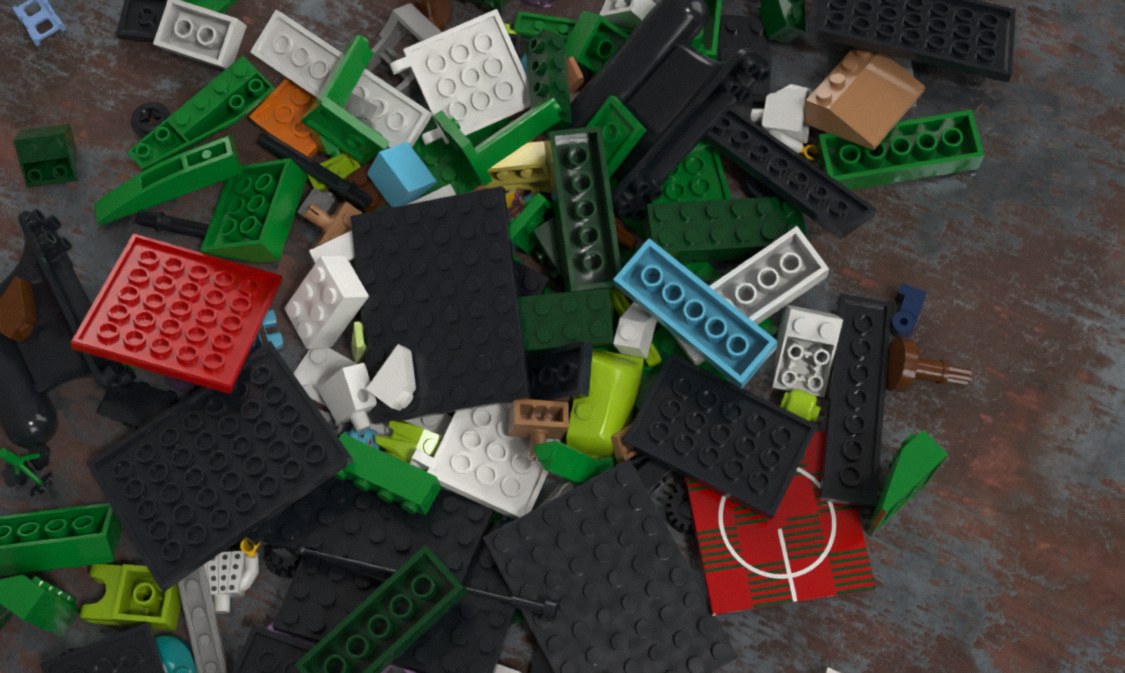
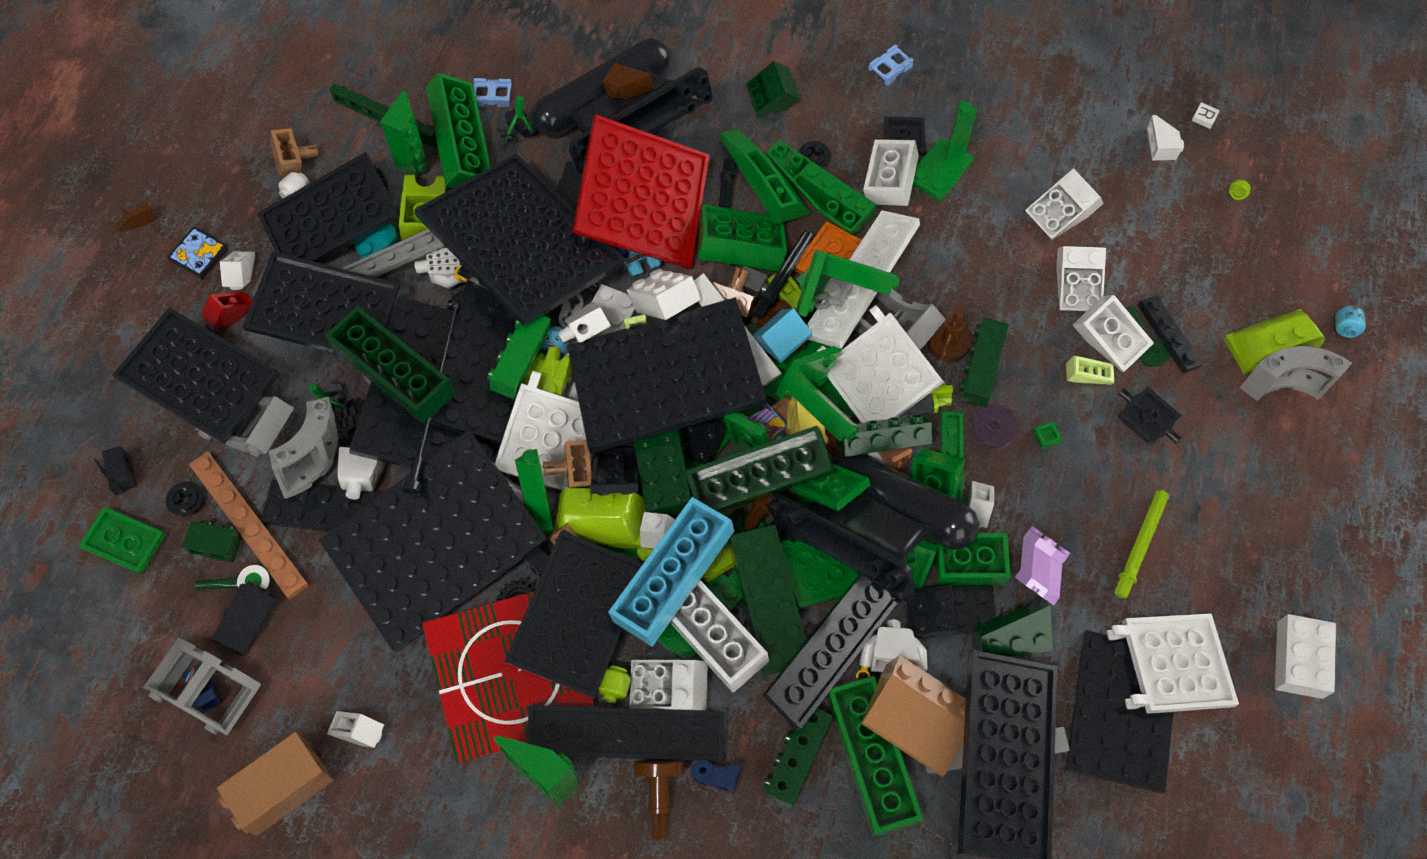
camera: 75 degrees right, 5 degrees down
(395, 379) = (596, 349): white slope -> none
(901, 230) = (797, 759): none -> dark green brick

